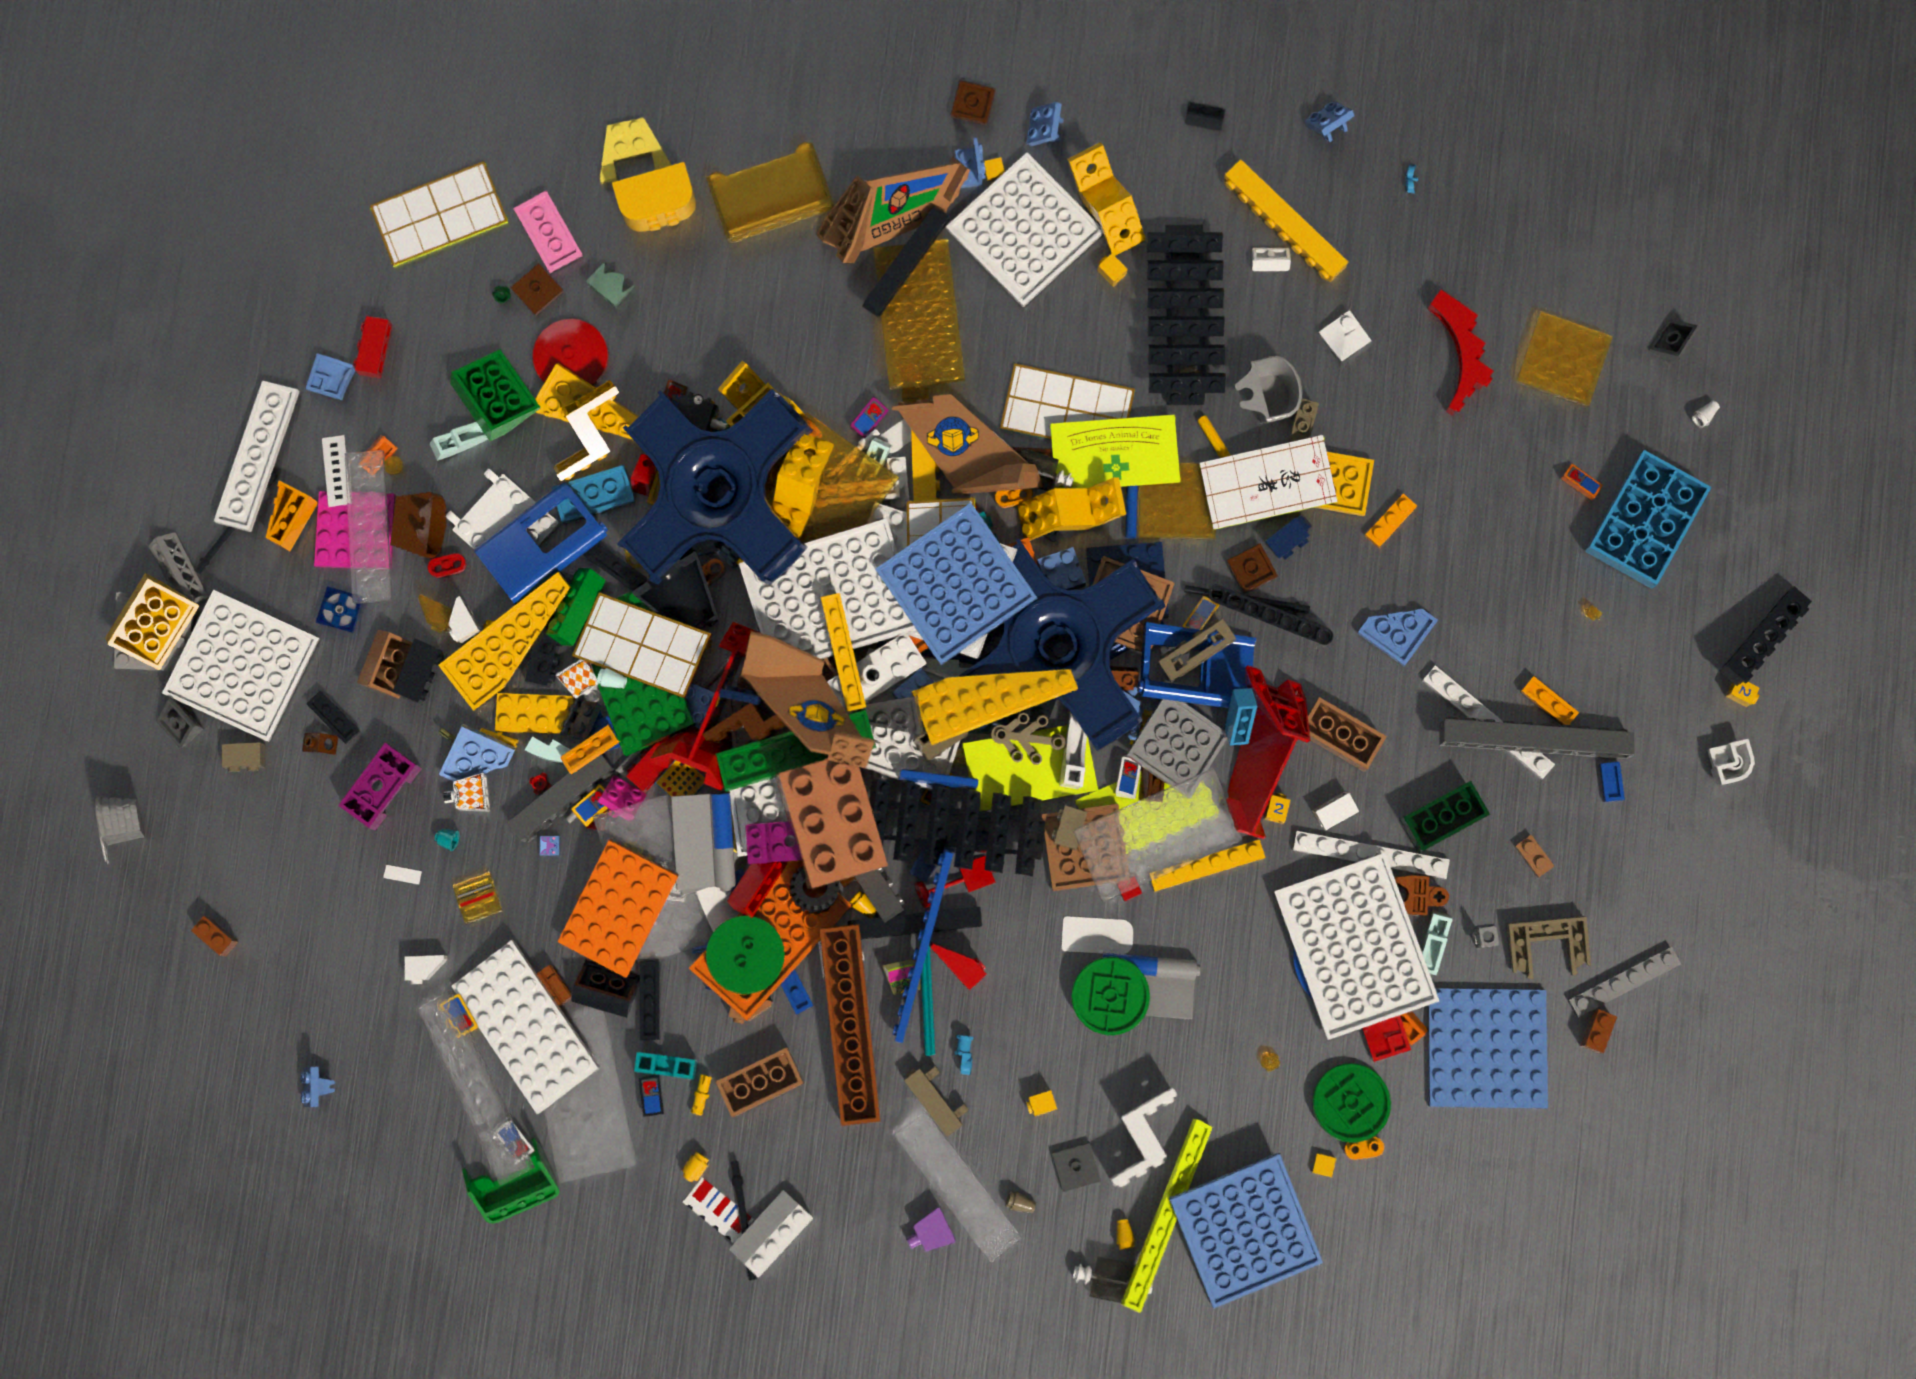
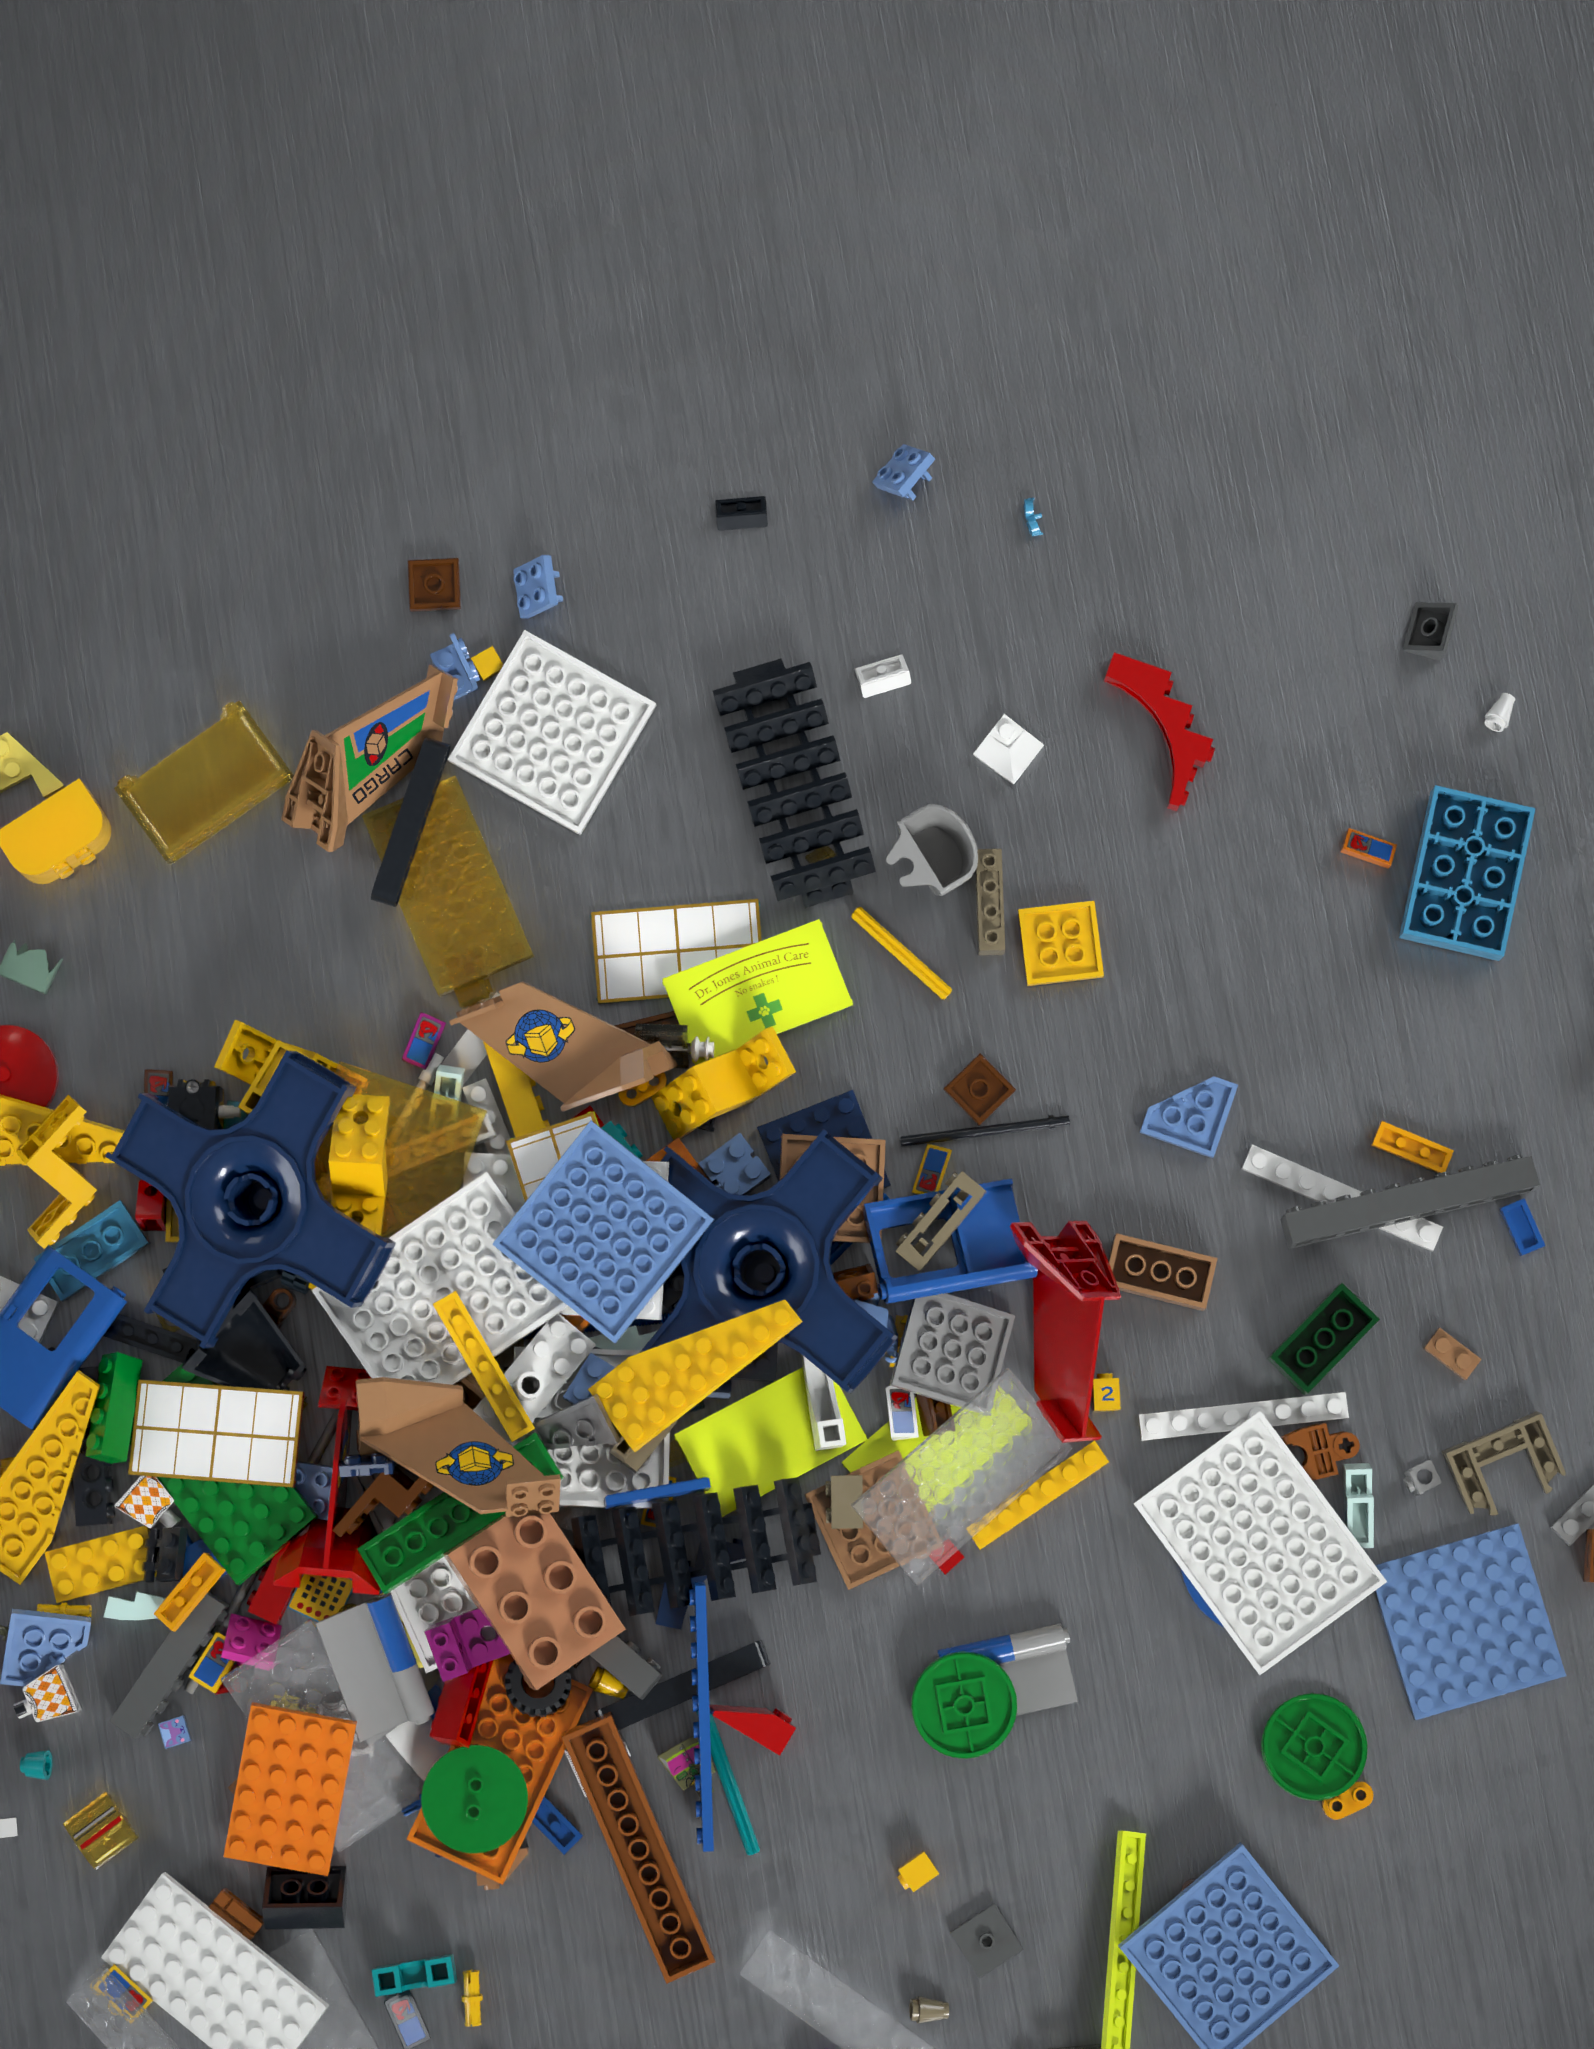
camera: 20 degrees left, 0 degrees up
(422, 967) = (55, 1945): white slope -> none
(534, 781) = (137, 1646): red plate -> none
(609, 678) = (189, 1490): light aqua cone -> none
(650, 1000) = (367, 1896): black plate -> none
(760, 1082) = (544, 1959): medium nougat brick -> none
(932, 1100) = (776, 1913): dark tan brick -> none
(963, 1049) = (795, 1833): dark azure connector -> none
(973, 879) = (741, 1608): red piece -> none
(1025, 737) = (752, 1401): dark tan plant -> none
(1096, 935) = (922, 1629): white sticker -> none
(1106, 199) = (646, 662): yellow bracket -> none
(1112, 269) = (681, 751): yellow brick -> none
(1125, 1236) = (1075, 2009): yellow cone -> none
(1131, 512) = (801, 1062): blue piece -> none
(1143, 1138) = (1061, 1877): white bracket -> none
(1176, 508) = (864, 1038): clear yellow plate -> none
(1240, 716) = (1022, 1290): dark azure brick -> none
(1268, 482) = (967, 972): white piece -> none
(1275, 1061) = (1188, 1729): clear yellow plate -> none
(1277, 621) = (1032, 1149): black beam -> none
(1285, 221) = (886, 621): yellow brick -> none
(1290, 537) = (1016, 1035): dark blue hinge -> none
(1324, 1165) = (1303, 1838): yellow tile -> none
(1335, 810) = (1180, 1373): white hinge -> none
(1386, 1038) = (1334, 1650): red plate -> none
(1390, 520) = (1139, 972): light orange plate -> none
(1413, 1027) = (1359, 1625): orange slope -> none
(1564, 359) = (1299, 695): clear yellow plate -> none
(1593, 613) = (1433, 1015): clear yellow plate -> none

